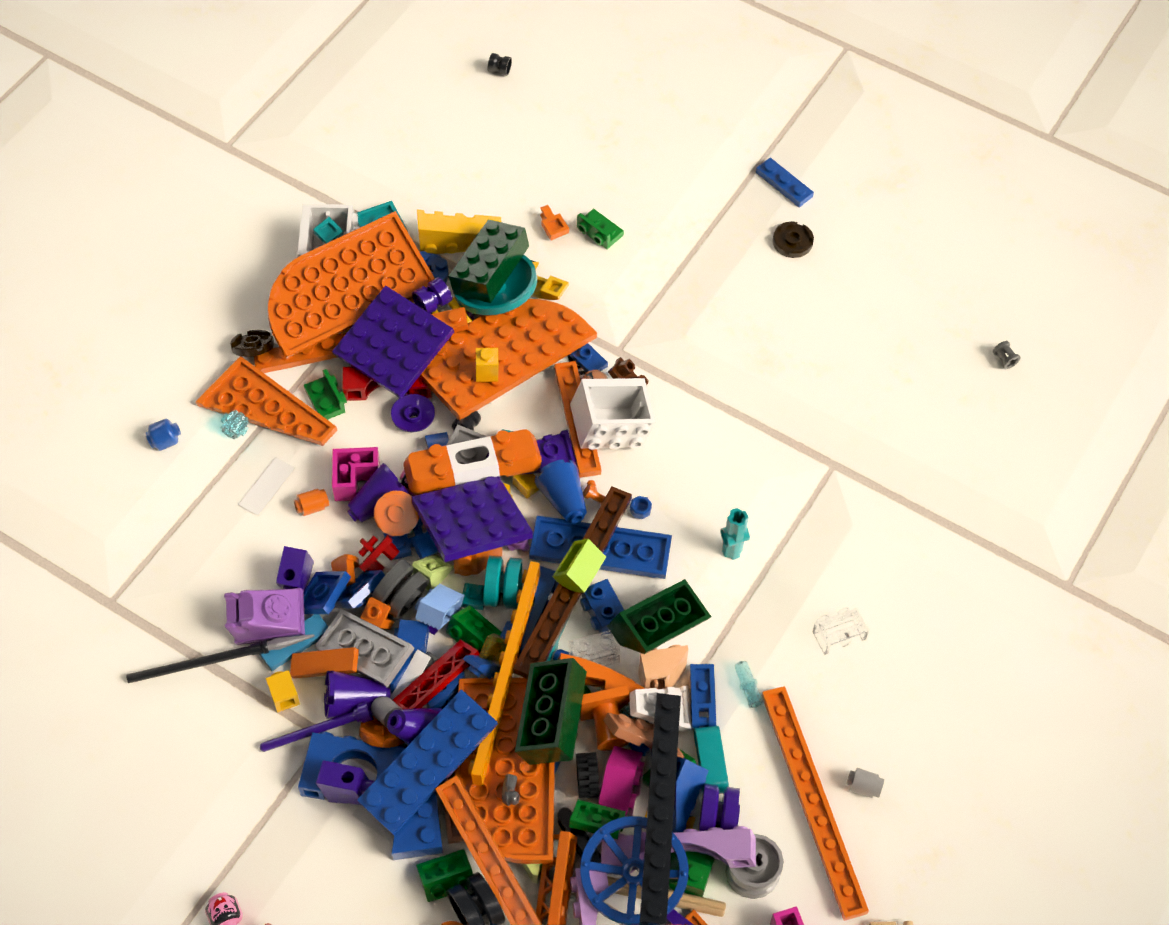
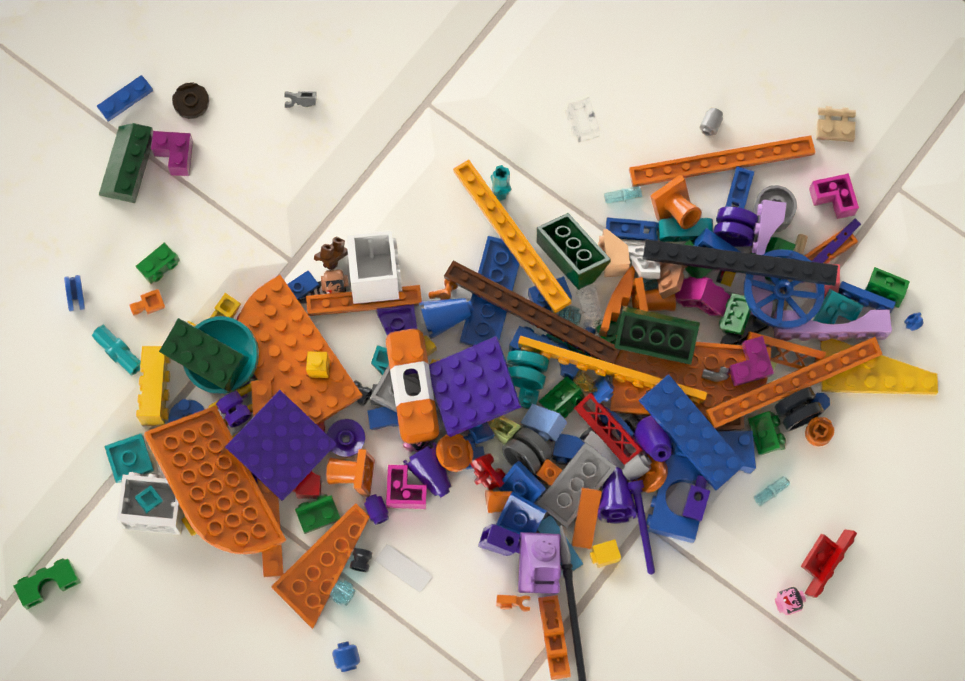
camera: 85 degrees left, 15 degrees up
(181, 643) = (554, 637): none -> orange slope
(222, 586) = (508, 601): none -> orange plate
(252, 344) = (255, 576): dark brown tile -> none
(254, 181) = (30, 588): none -> green arch
(272, 439) = (360, 560): none -> black wheel
(311, 502) = (427, 527): orange brick -> none
(325, 449) = (376, 509): none -> dark purple brick
(368, 884) = (771, 490): none -> clear light blue axle
(370, 423) = (353, 472): none -> orange plant
(500, 200) = (116, 349): none -> teal piece
(524, 835) = (756, 365): none -> magenta brick
(554, 156) = (74, 291): none -> blue head
(577, 628) = (571, 314): none -> clear light blue gear
(579, 566) = (524, 305): brick -> none
(587, 775) = (704, 316): black tyre -> none
(640, 507) = (457, 255): blue tile -> none
(662, 560) = (512, 236): none -> light orange plate
(709, 192) = (127, 162): none -> dark green slope
(729, 230) = (176, 147): none -> magenta brick
(741, 734) = (675, 202): none -> orange plant
(773, 822) = (740, 187): none -> blue plate
(812, 338) = (302, 98): none -> dark grey plate

